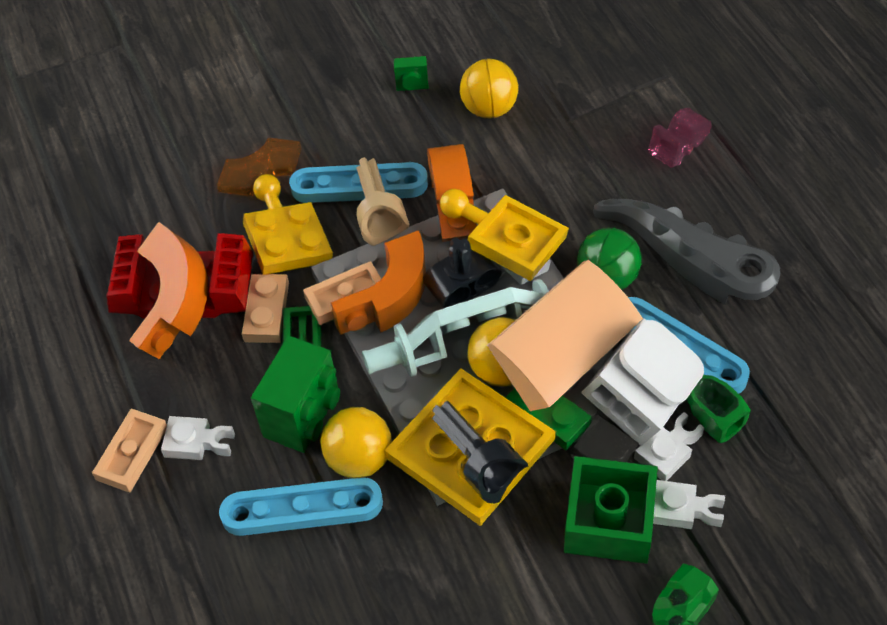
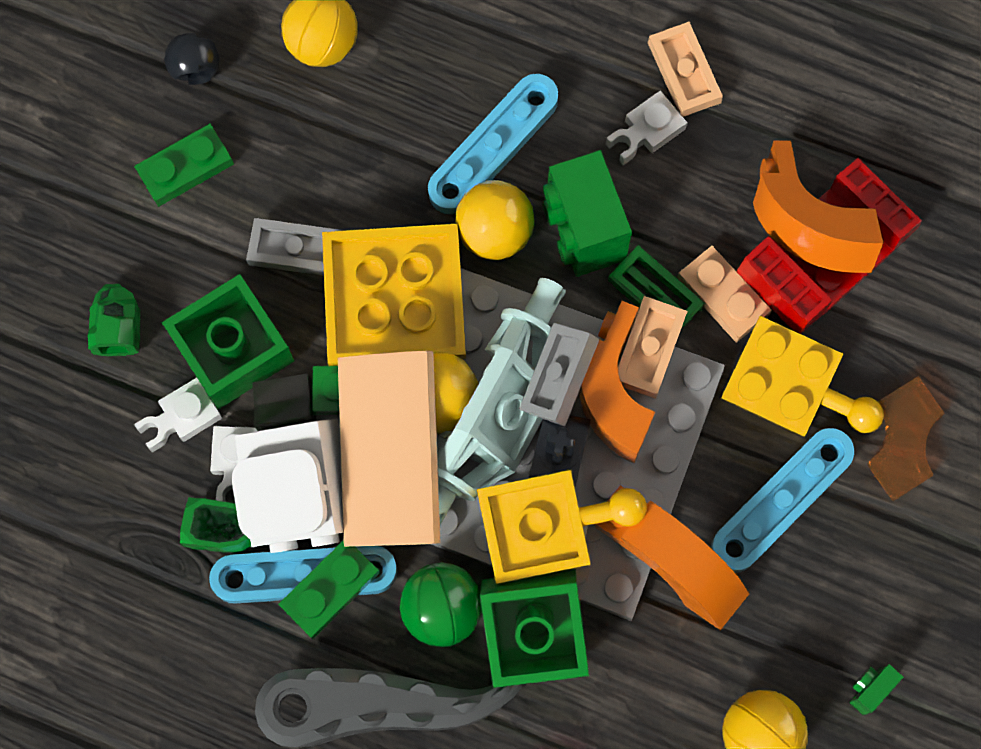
camera: 135 degrees right, 20 degrees up
(380, 213) = (702, 455): tan piece -> none
(418, 296) = (559, 374): none -> light grey plate
(489, 464) = (339, 263): black piece -> none
(506, 551) = (287, 246): none -> light grey plate
(571, 201) = (534, 629): none -> green brick
(678, 313) = (329, 589): none -> green plate

